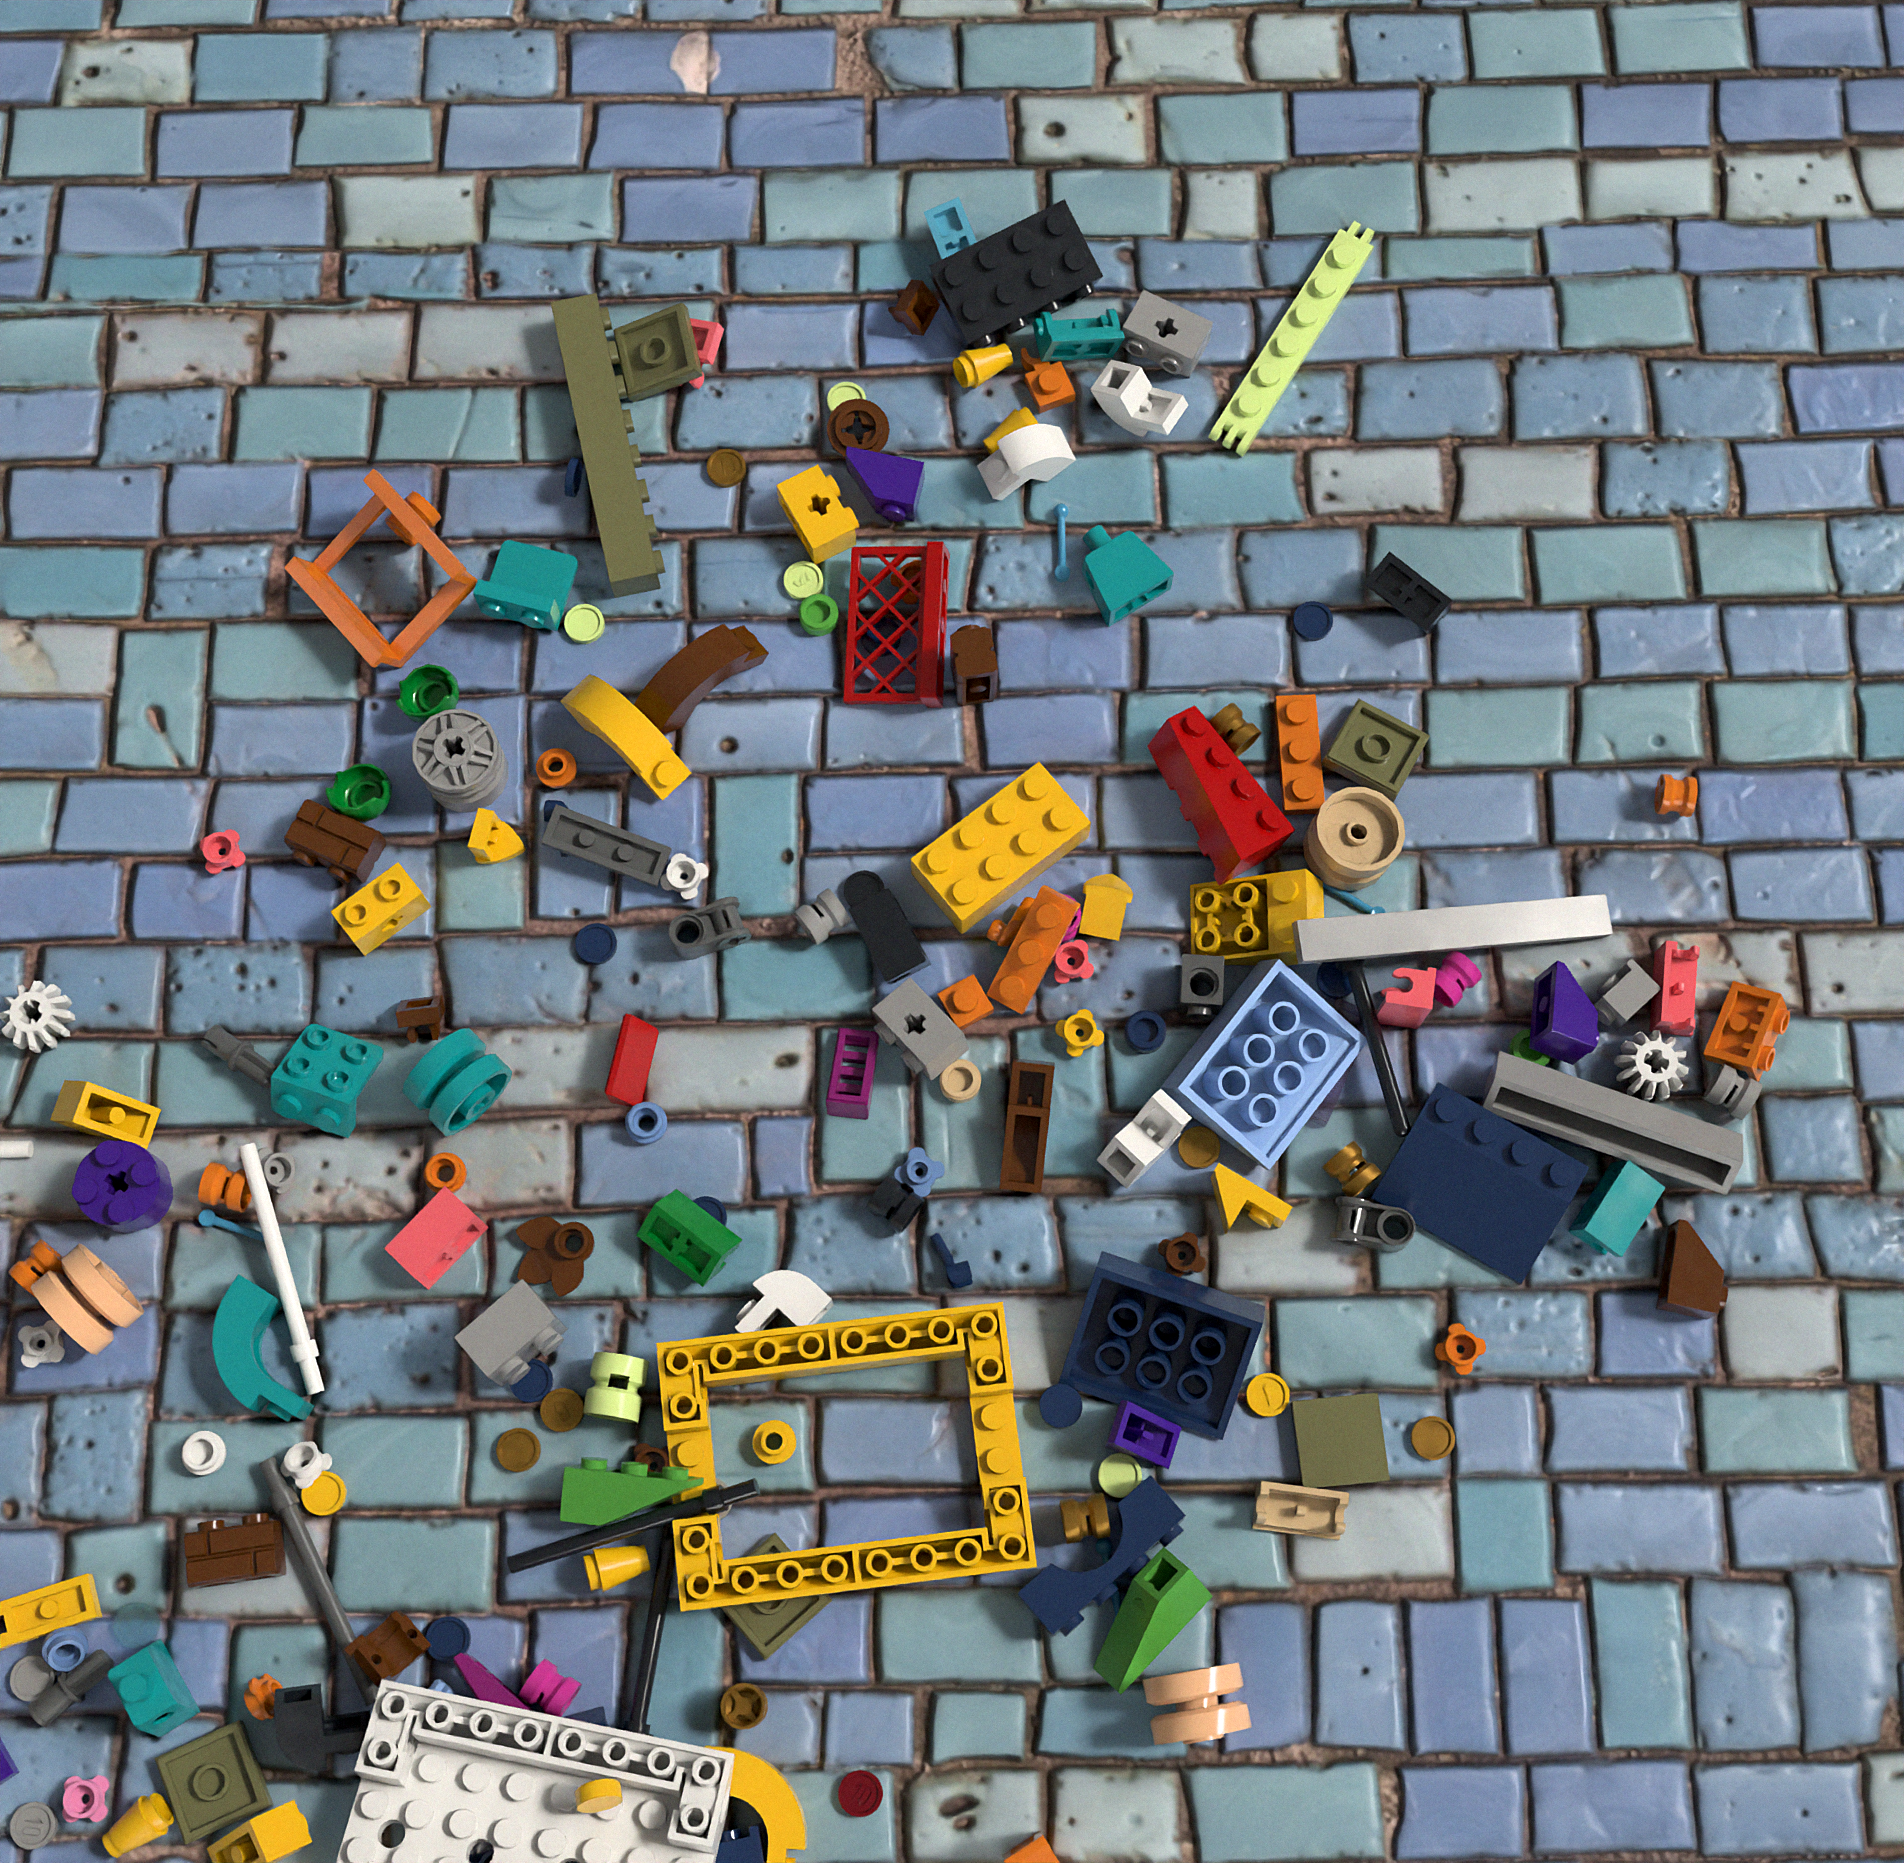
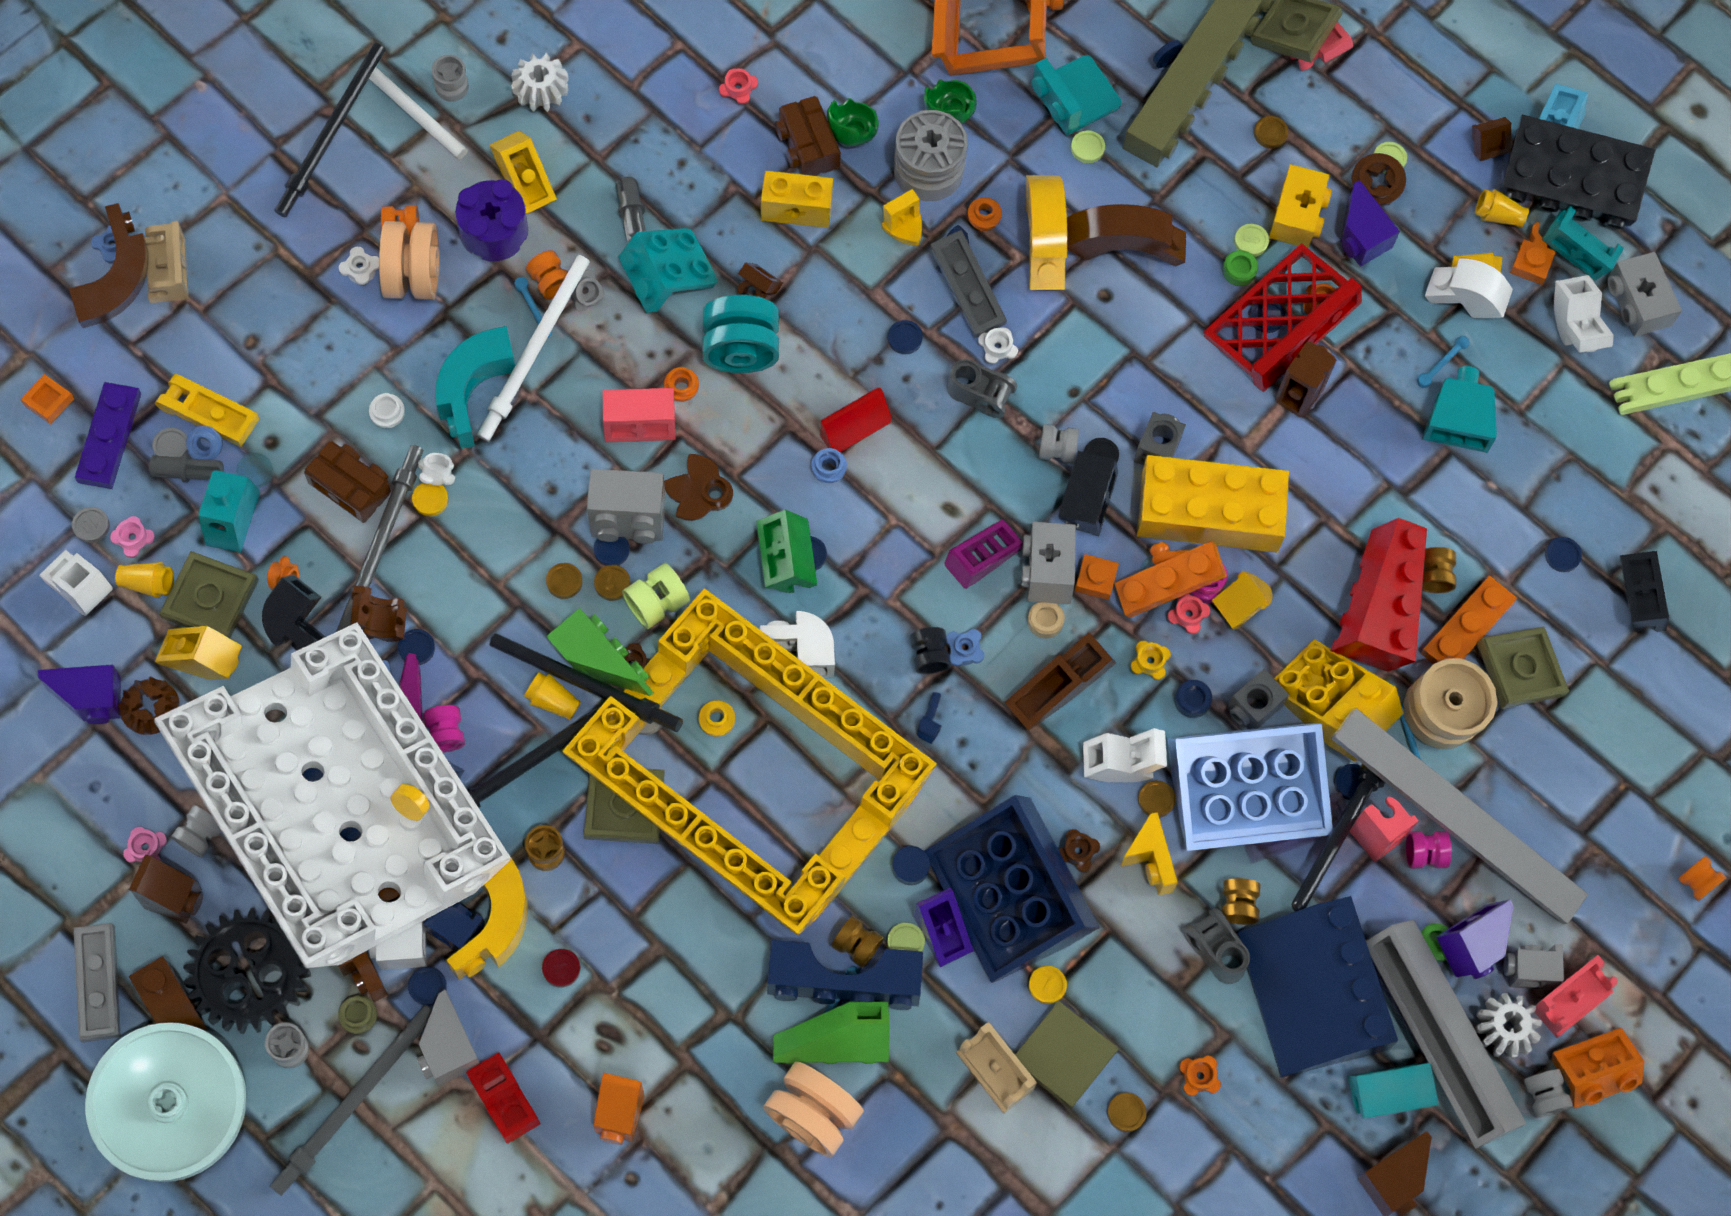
camera: 40 degrees right, 5 degrees down
(900, 849) = (1164, 426): none -> dark grey brick

